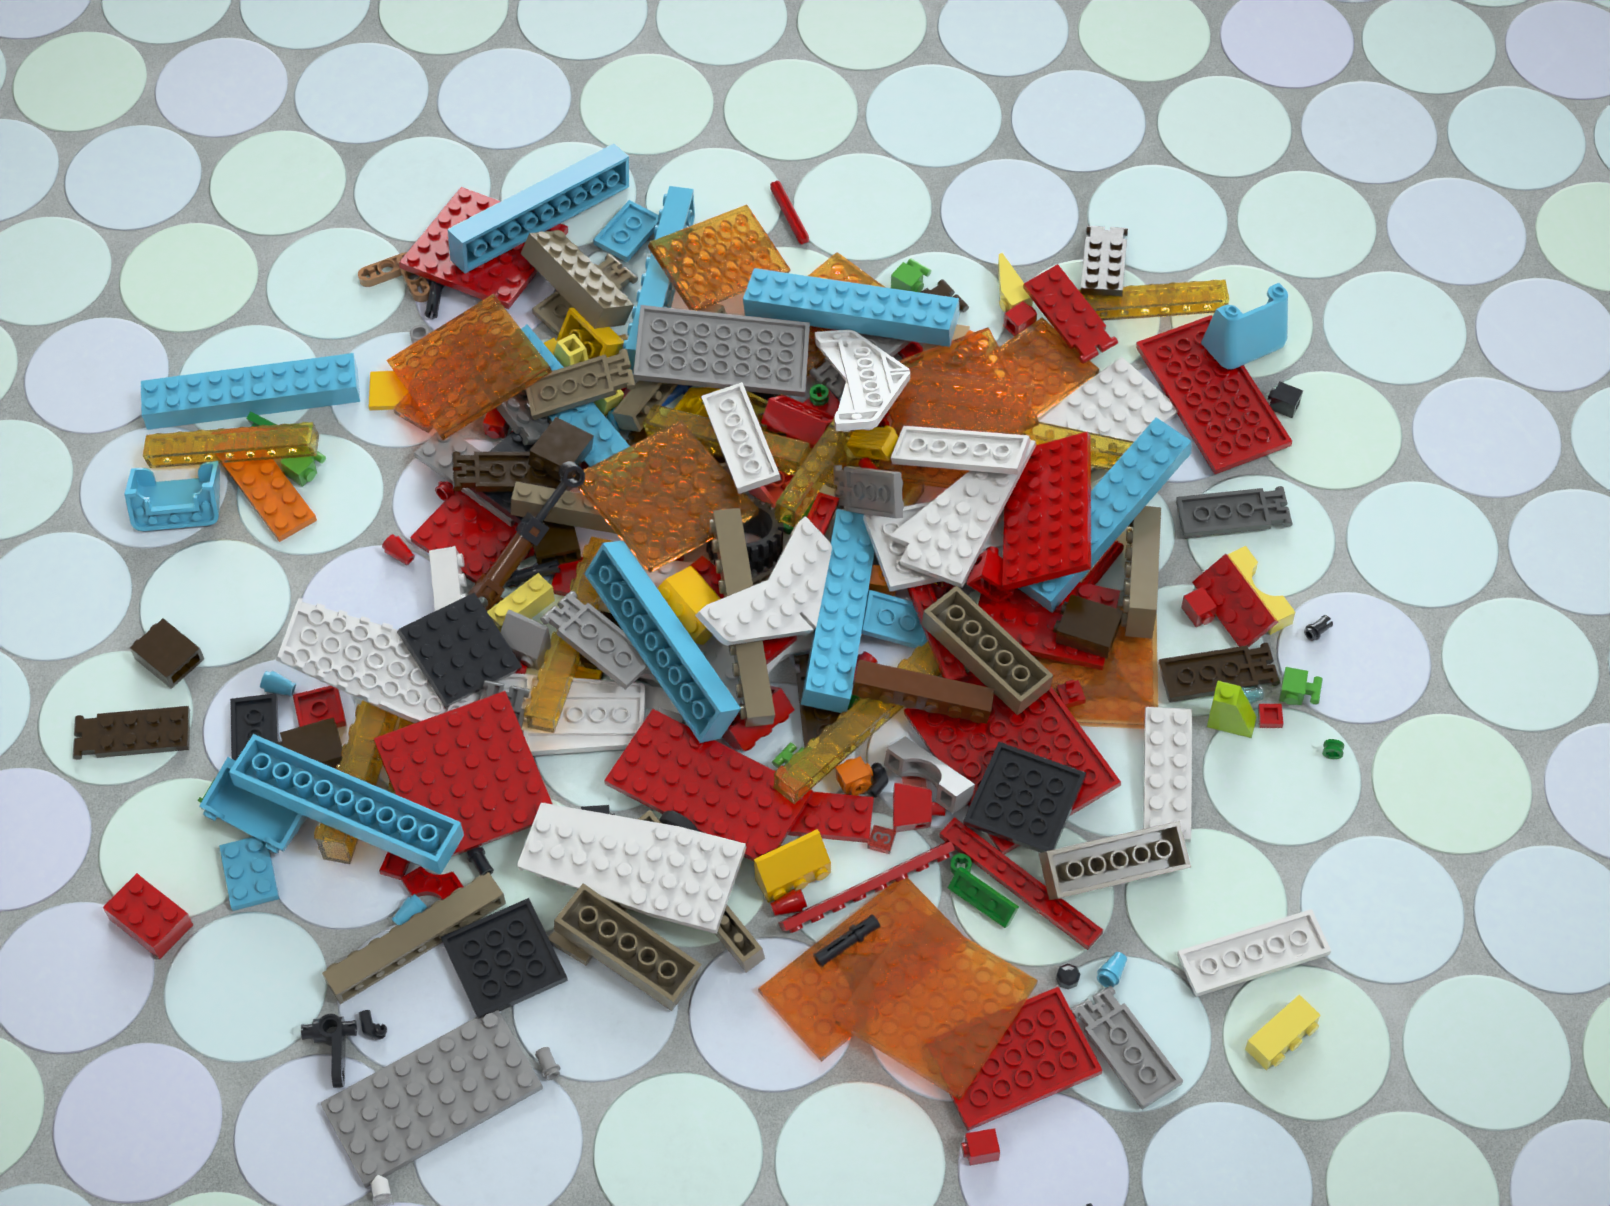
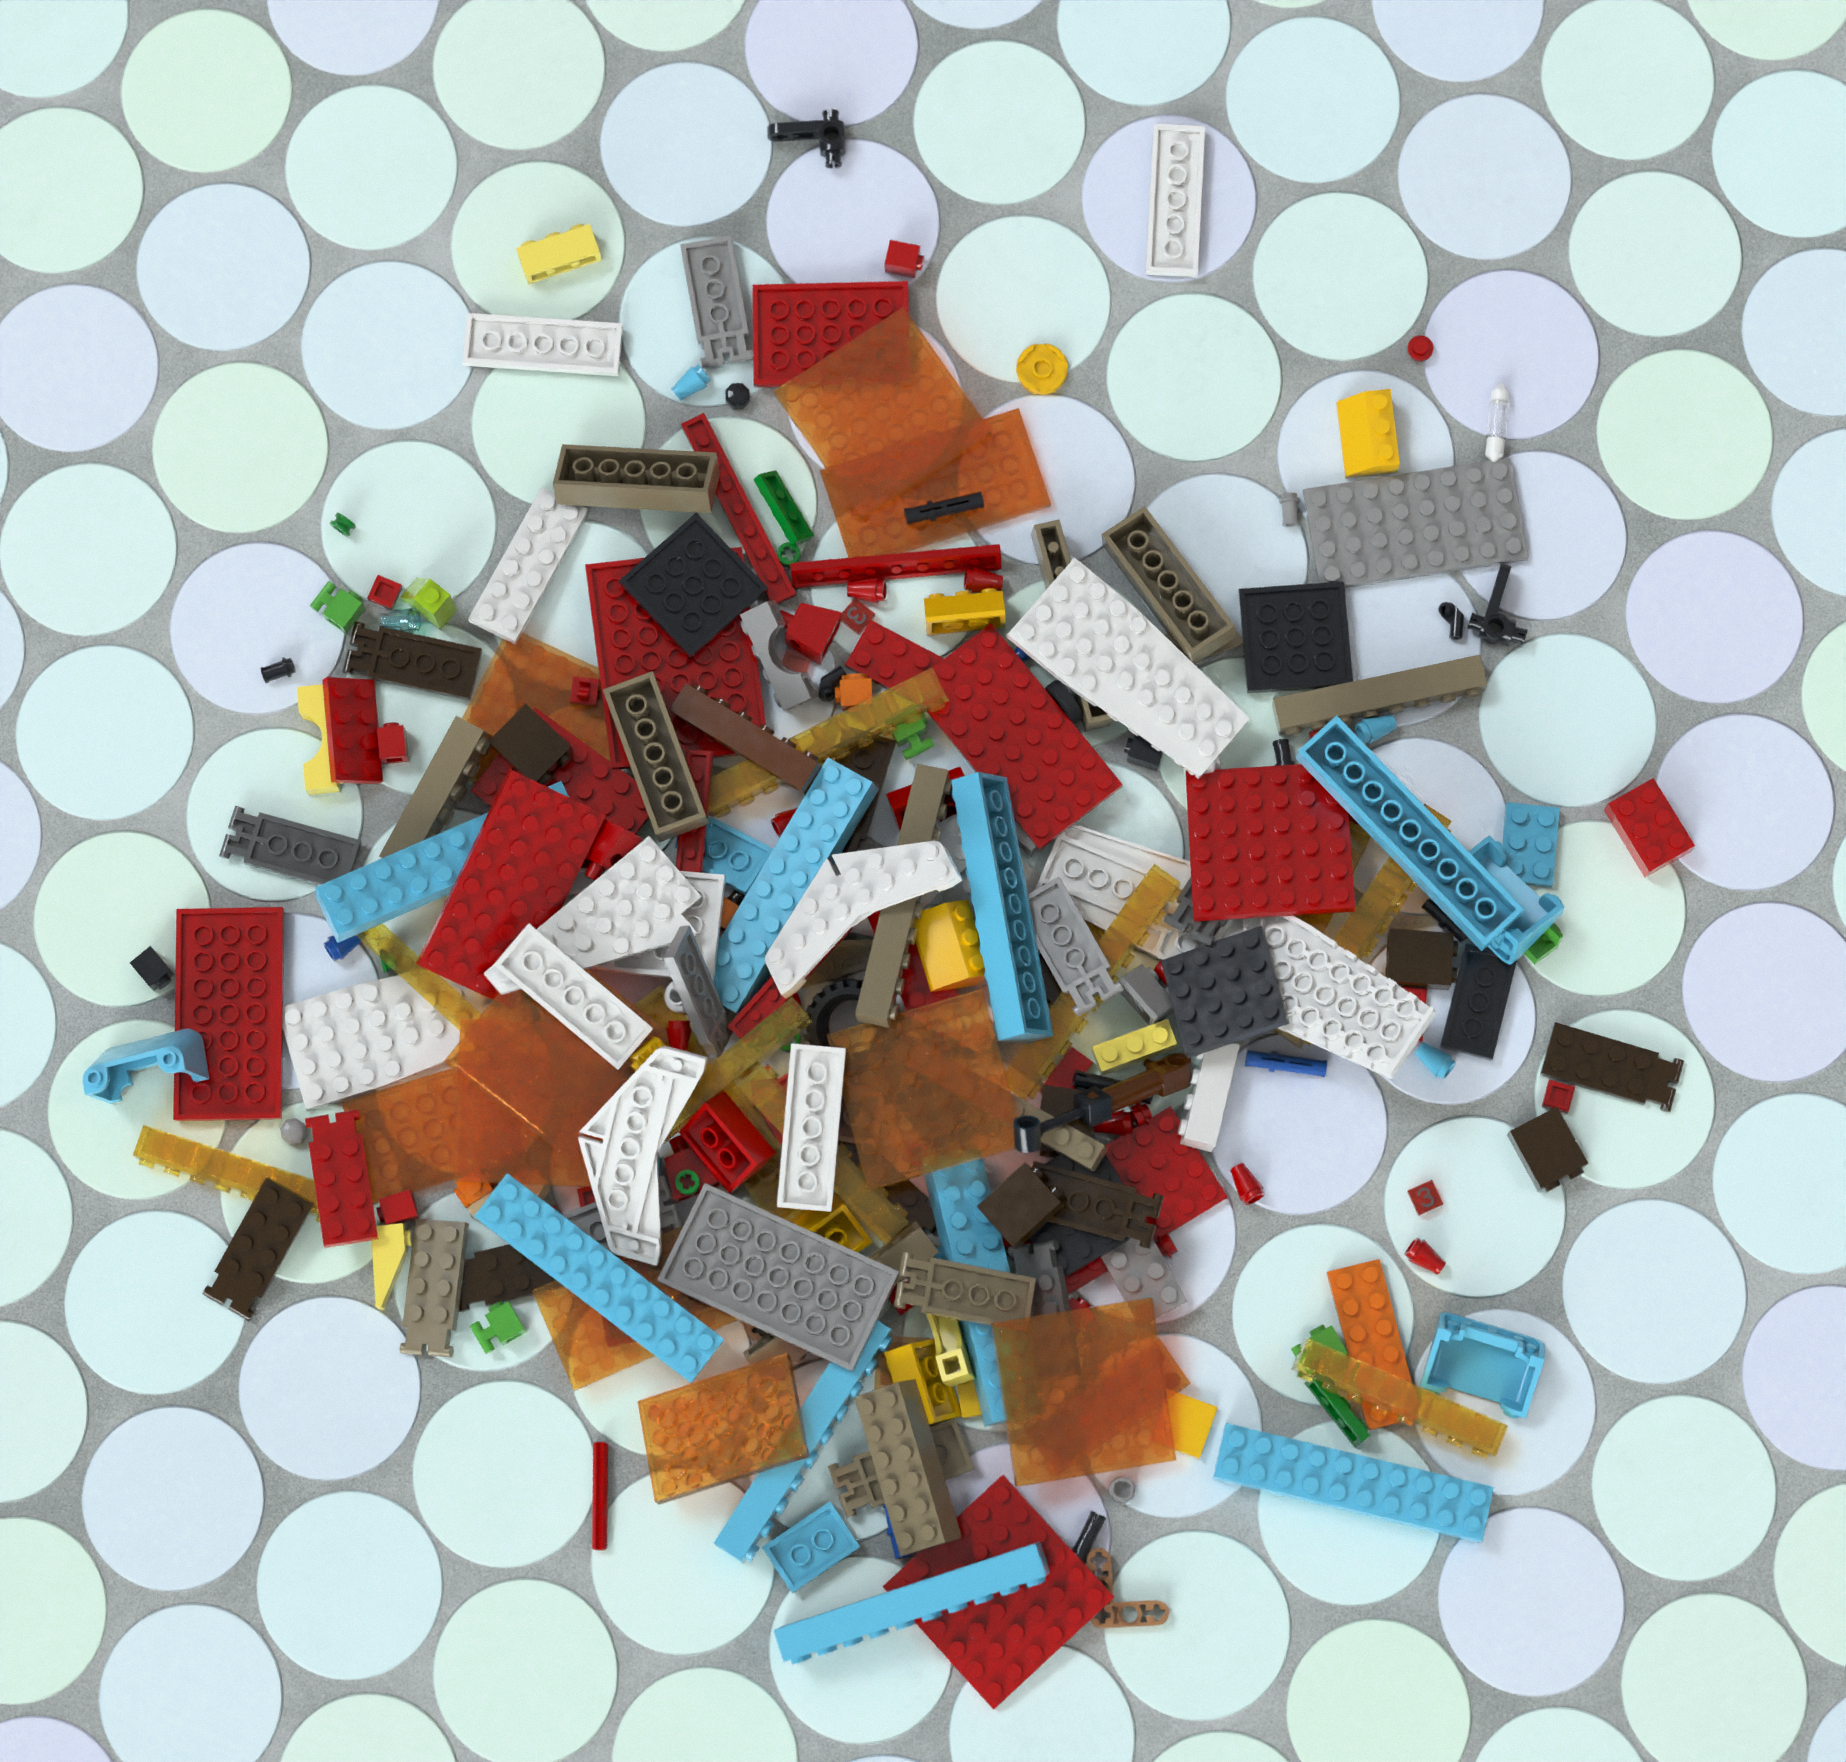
camera: 155 degrees left, 20 degrees up
(169, 696) = (1558, 1095): none -> red tile
(245, 551) = (1423, 1255): none -> red cone
(255, 591) = (1425, 1198): none -> clear red tile
(500, 1154) = (1368, 434): none -> yellow slope
(815, 1103) = (1042, 369): none -> yellow tile
(881, 860) = (868, 590): none -> red cone
(970, 284) = (434, 1286): none -> dark tan hinge
(1124, 342) = (293, 1131): none -> light grey tile

